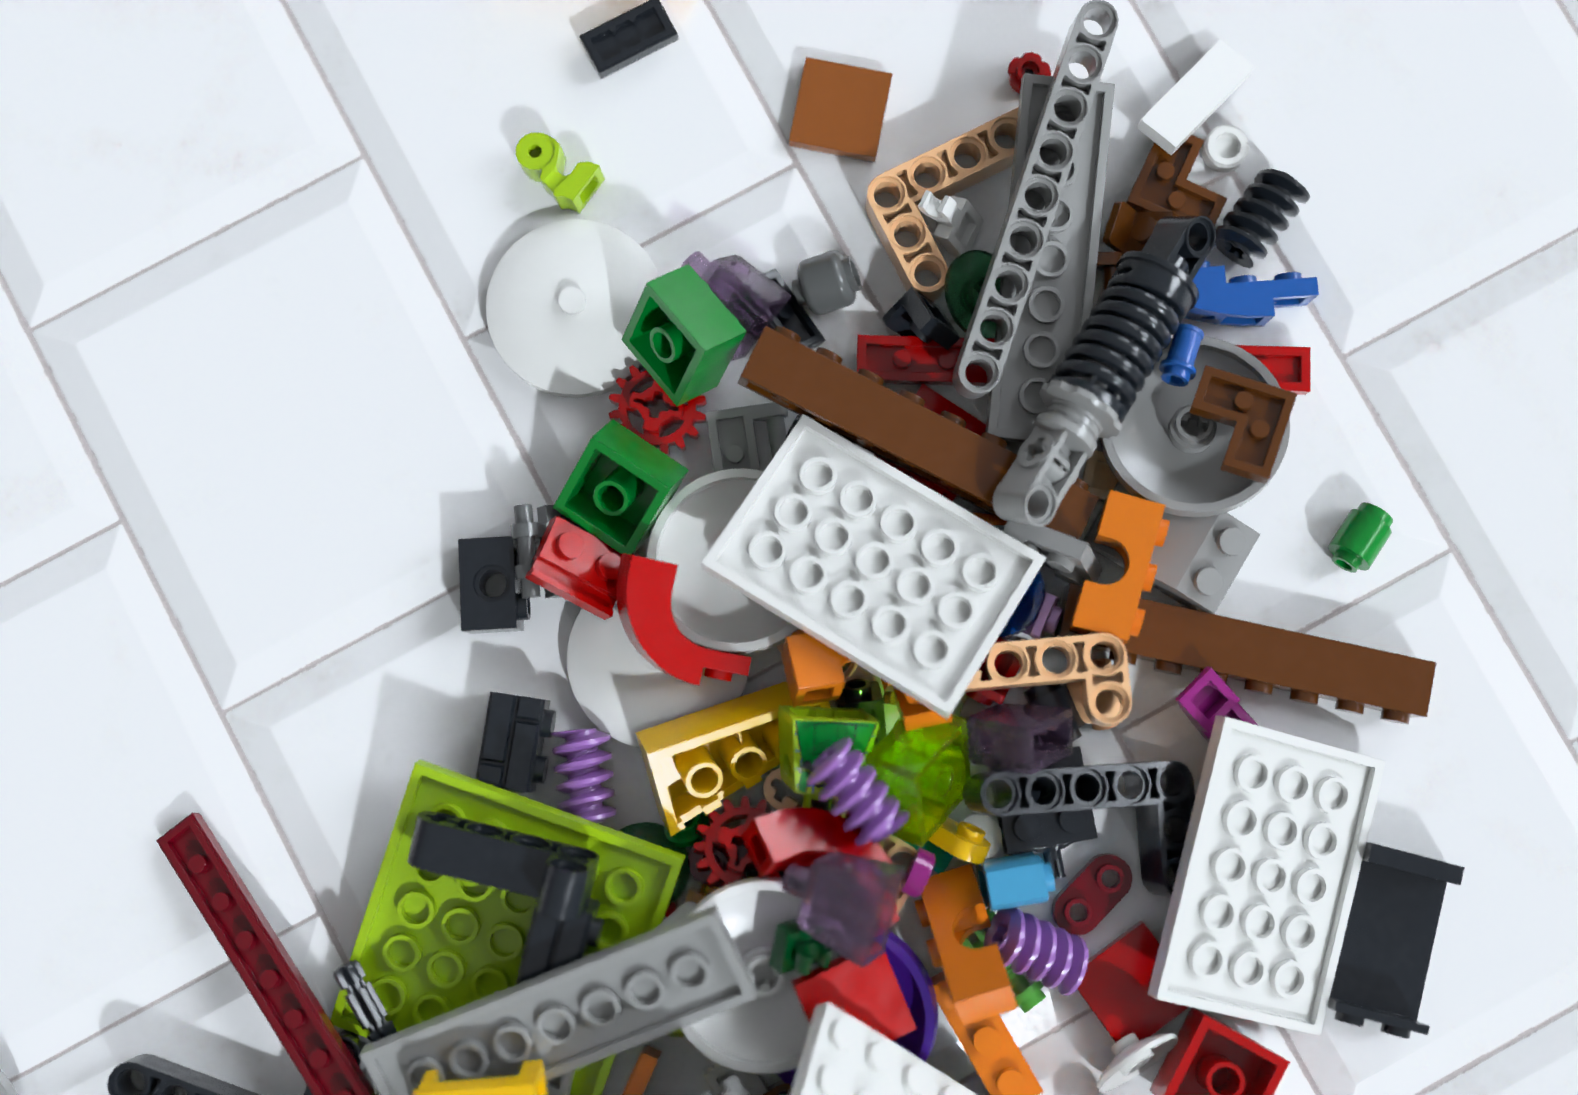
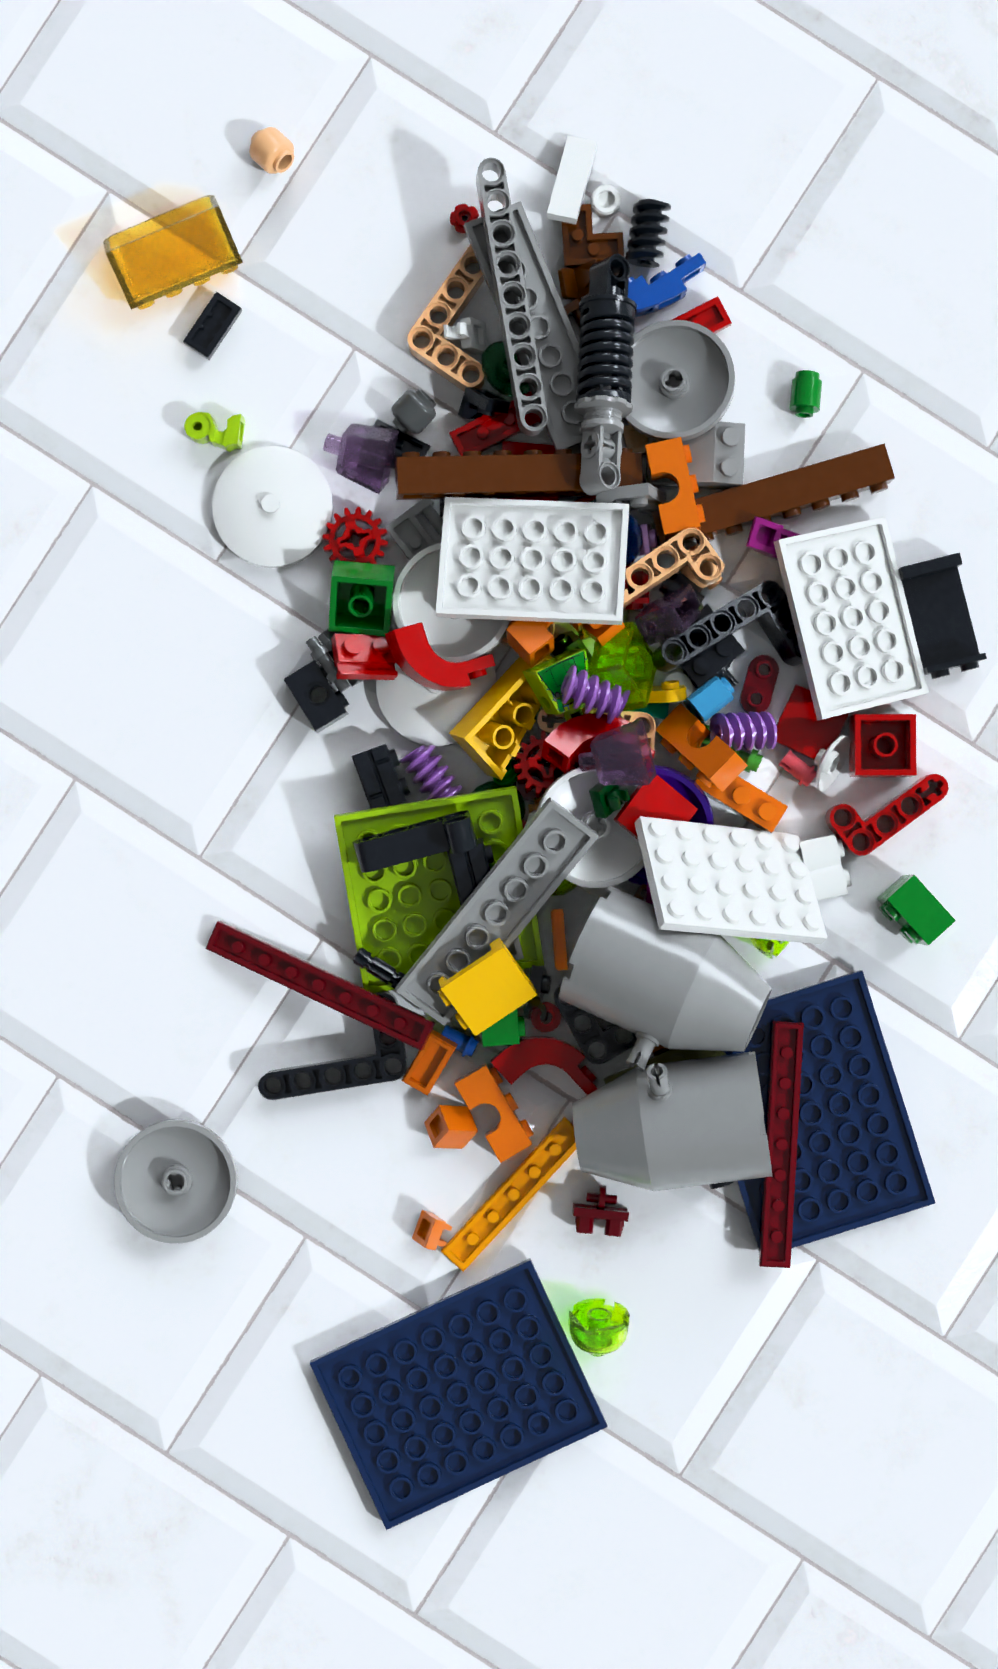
camera: 30 degrees left, 5 degrees up
(683, 334) = (349, 488): green brick -> none
(840, 109) = (363, 301): dark orange tile -> none
(918, 873) = (652, 723): magenta tile -> none
(1085, 1040) = (798, 768): none -> coral pin
(1179, 364) = (645, 344): blue pin -> none
(1256, 413) = (700, 353): reddish brown plate -> none

